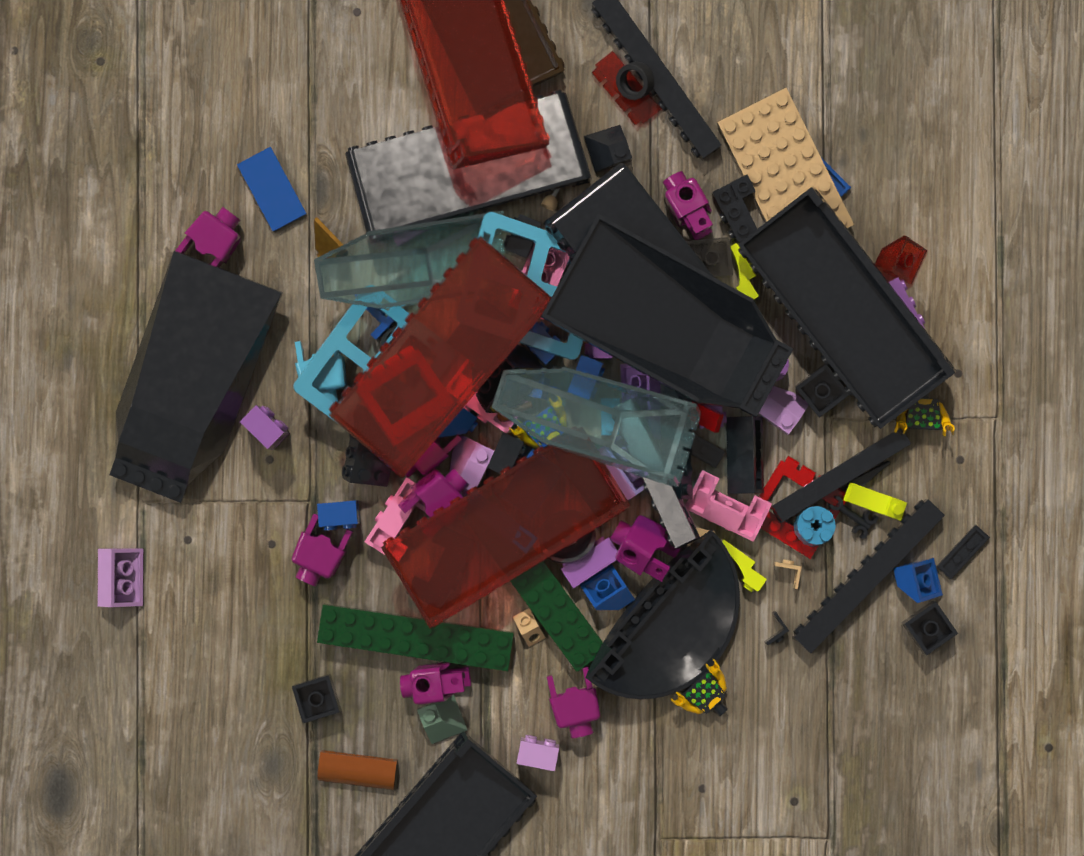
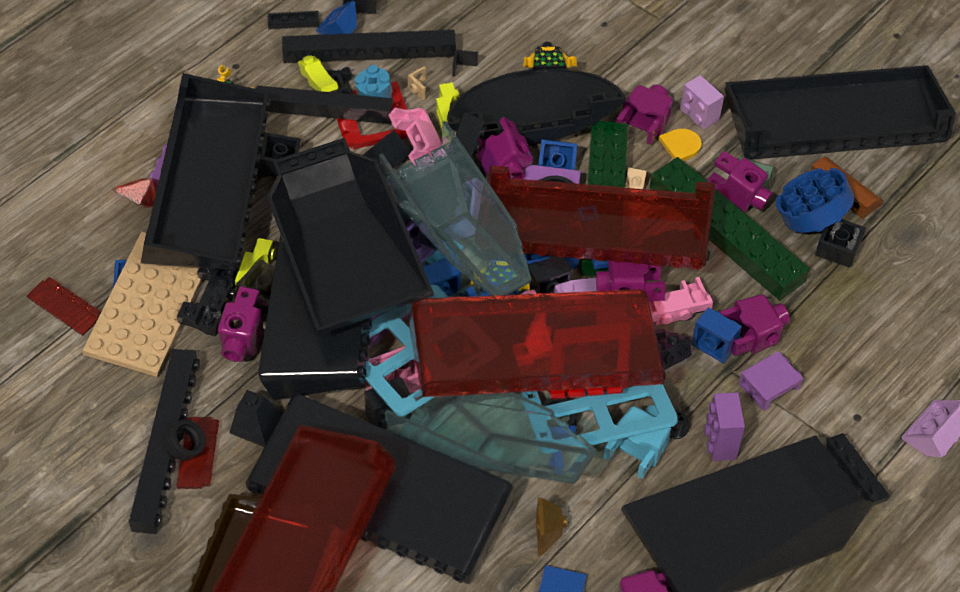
camera: 145 degrees left, 35 degrees down
(270, 513) = (770, 380): none -> medium lavender panel
(316, 417) = (681, 427): none -> black piece
(361, 715) = (815, 200): none -> blue brick
(523, 700) = (681, 143): none -> yellow tile
(850, 114) = (64, 305): none -> clear red windscreen

